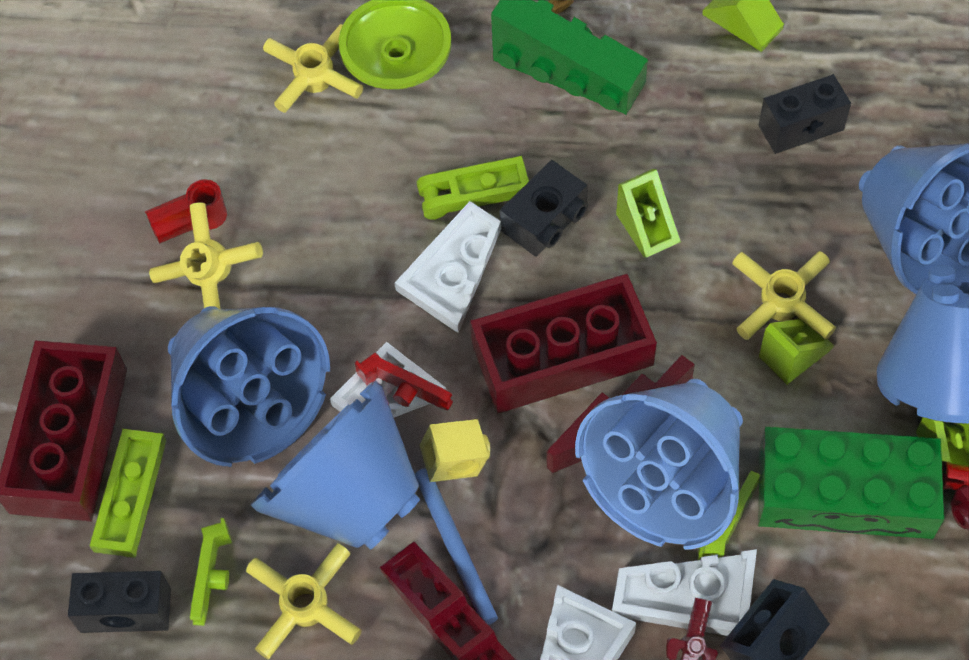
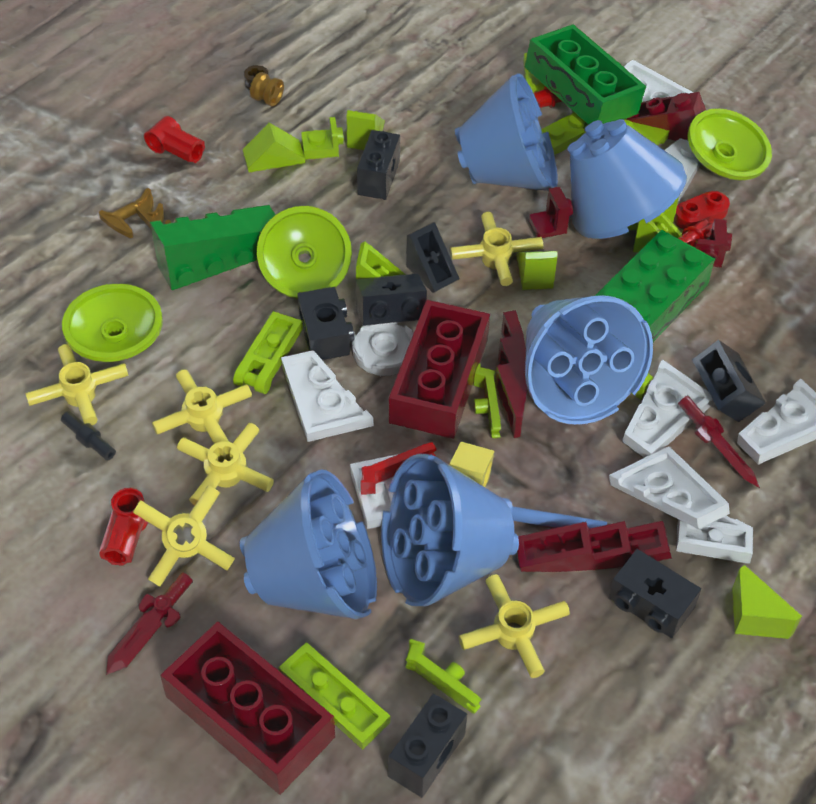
camera: 60 degrees left, 10 degrees down
(112, 300) = (148, 623): none -> dark red sword
(268, 117) = (88, 435): none -> black bar
(313, 241) = (226, 463): none -> light yellow bar
(360, 181) = (201, 408): none -> light yellow bar
(563, 270) = (381, 348): none -> white tile
(563, 418) = (485, 379): none -> lime piece
(595, 118) = (300, 232): none -> lime dish
(619, 242) = (390, 299): none -> black brick
(710, 244) = (429, 258): none -> black slope
(797, 45) = (322, 142): none -> lime bracket
(851, 64) = (360, 126): none -> lime slope
(875, 321) = (555, 218): none -> dark red bracket

